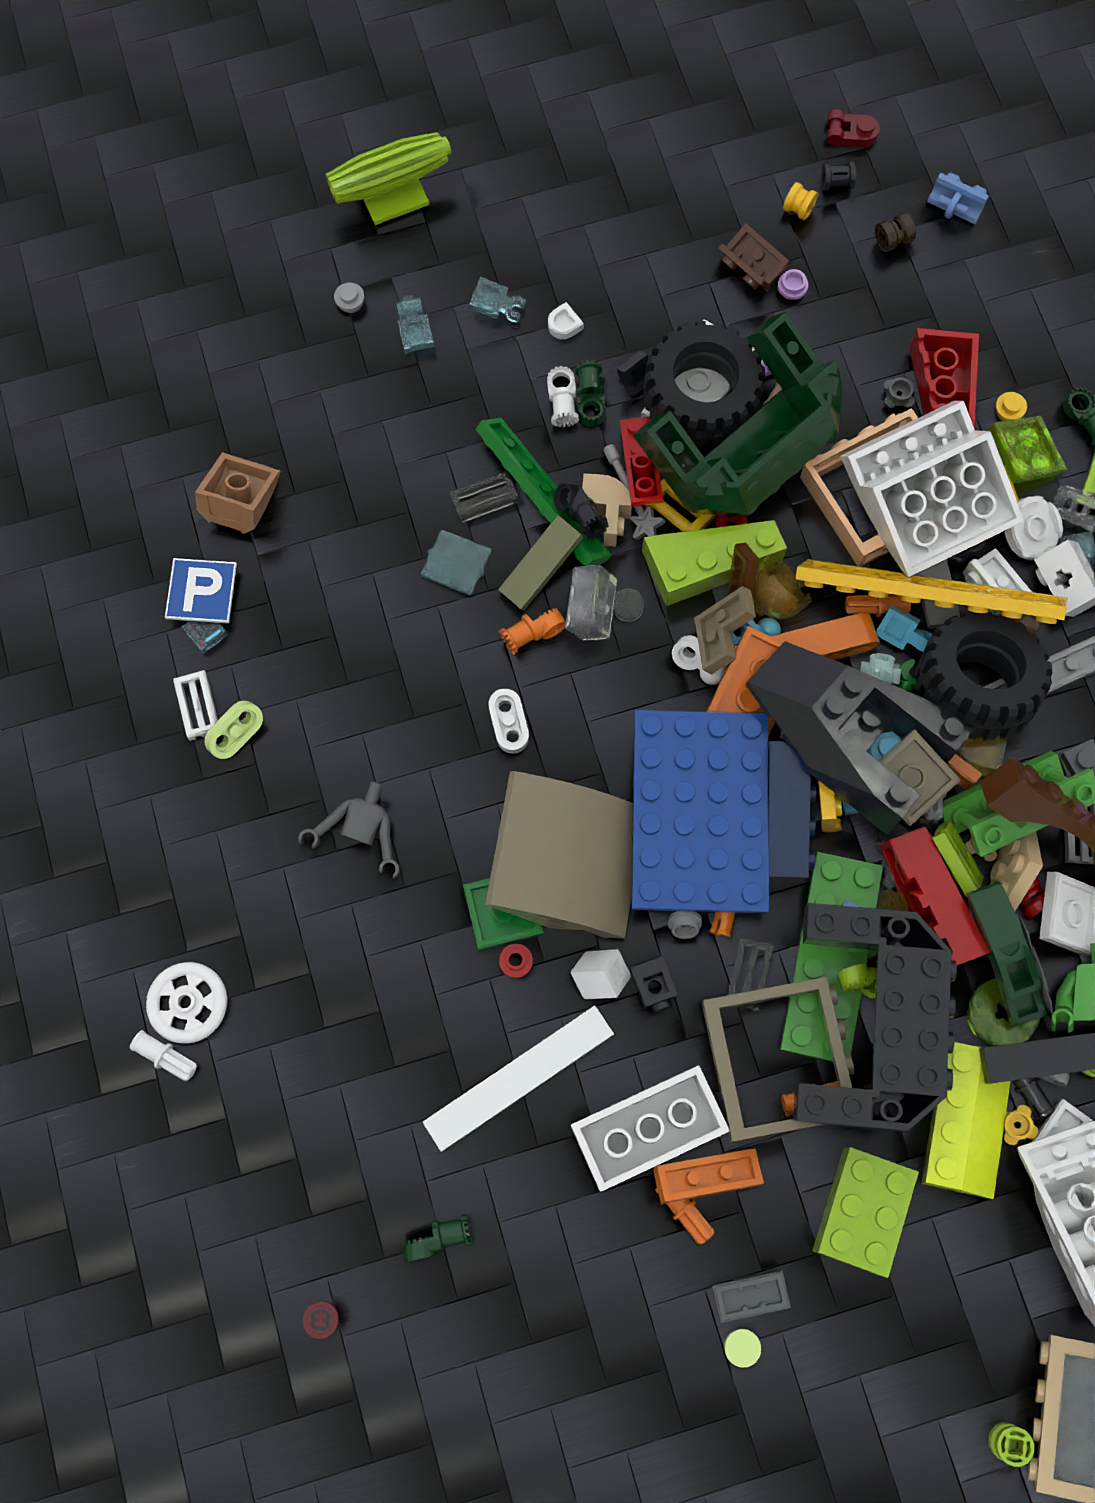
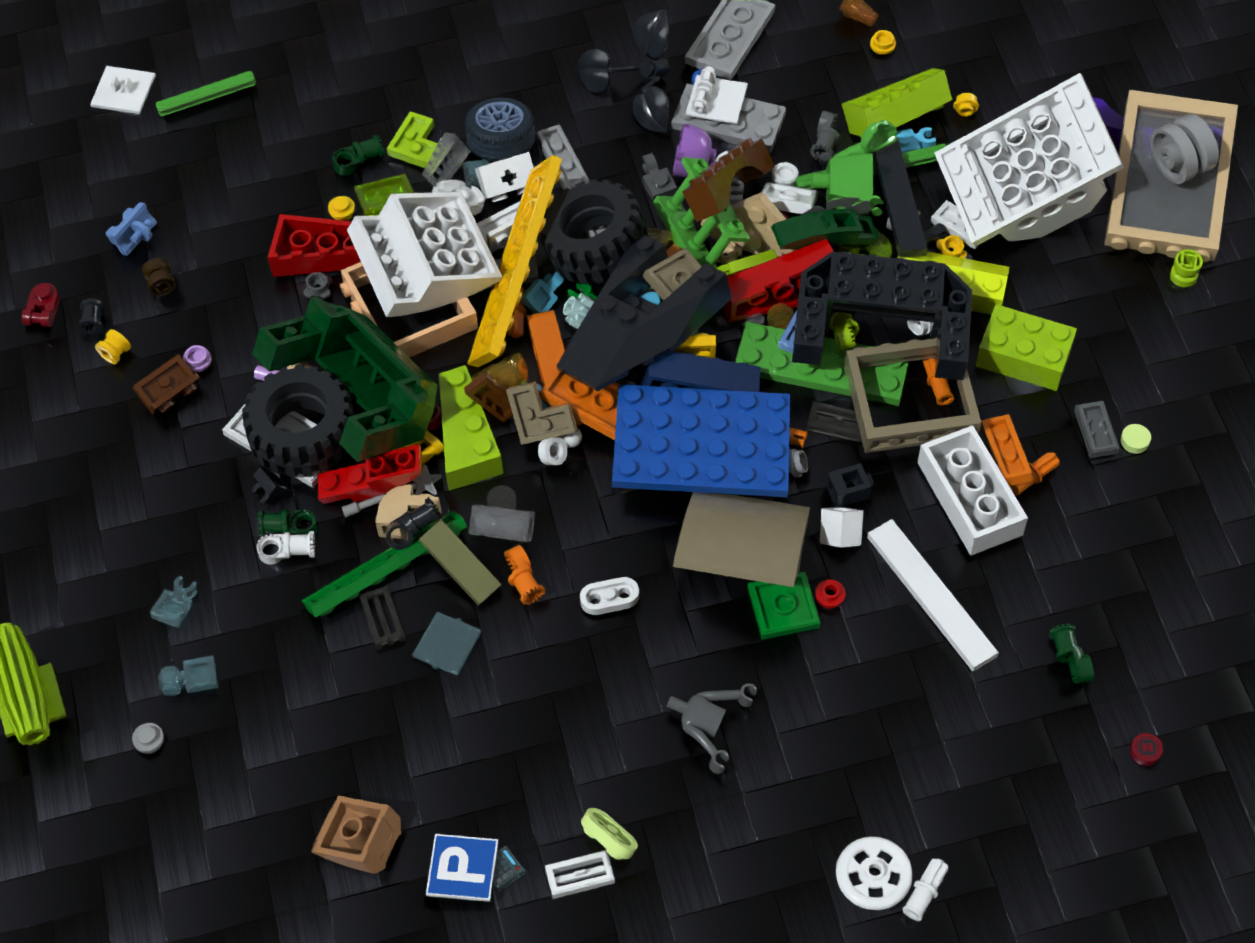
camera: 90 degrees left, 15 degrees down
(564, 322) = (205, 547): white tile -> none

